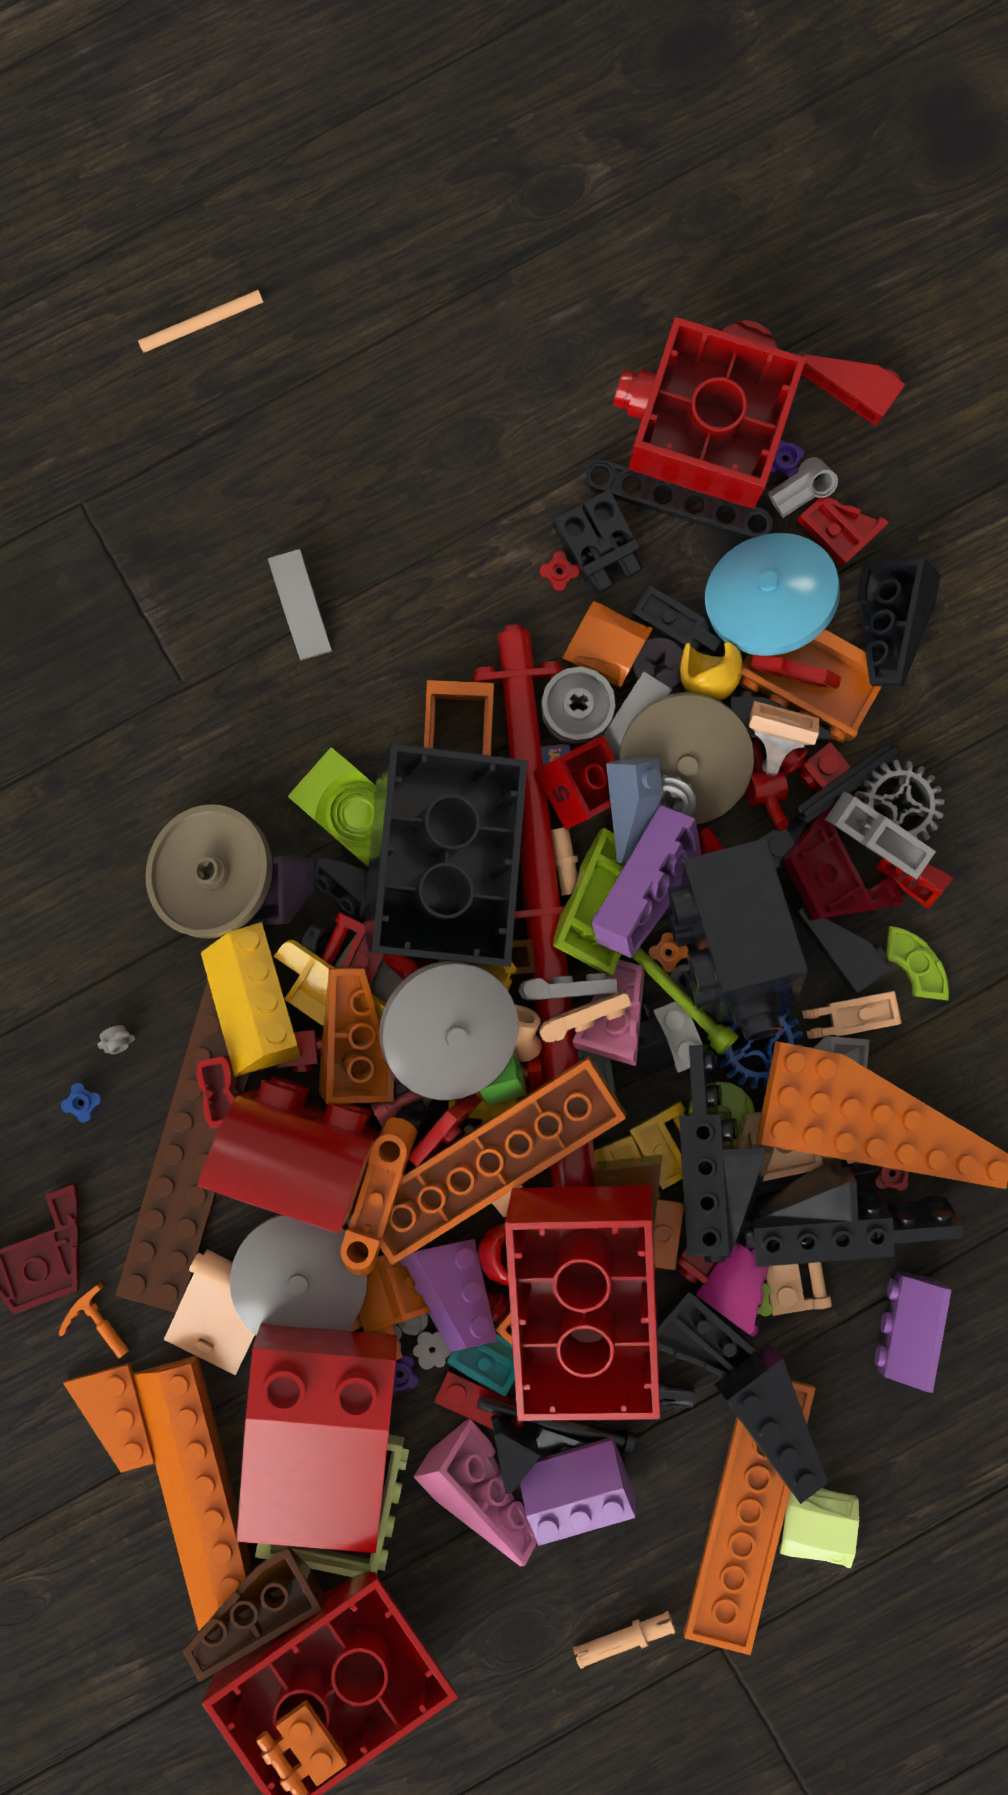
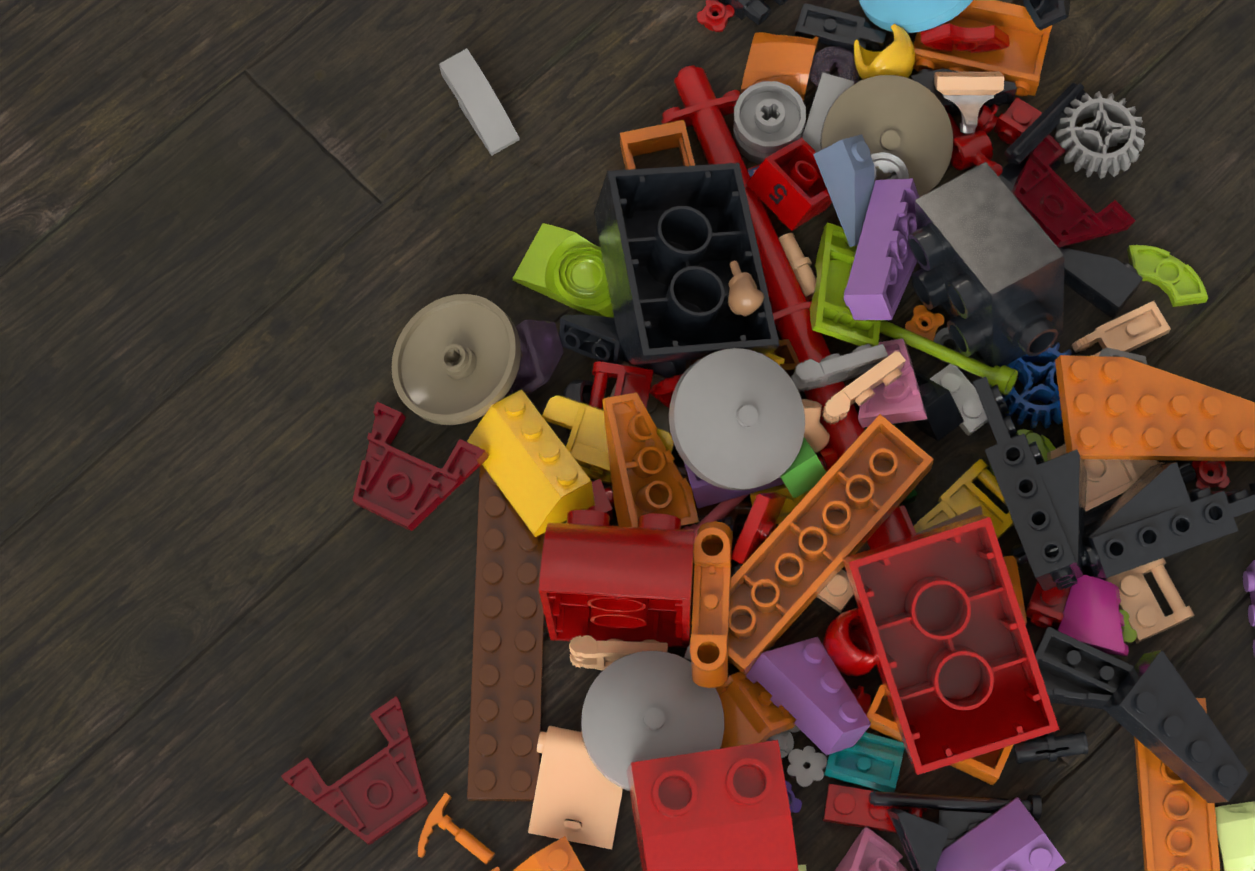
camera: 15 degrees left, 15 degrees down
(90, 1100) = (385, 626): blue plate -> none
(115, 1039) = (403, 545): light grey plate -> none
(126, 980) = (403, 485): none -> dark red wing
(218, 1084) = (520, 551): red brick -> none
(490, 905) = (743, 292): none -> medium nougat piece
(880, 835) = (1091, 156): light grey slope -> none
(925, 889) = (1149, 185): red slope -> none

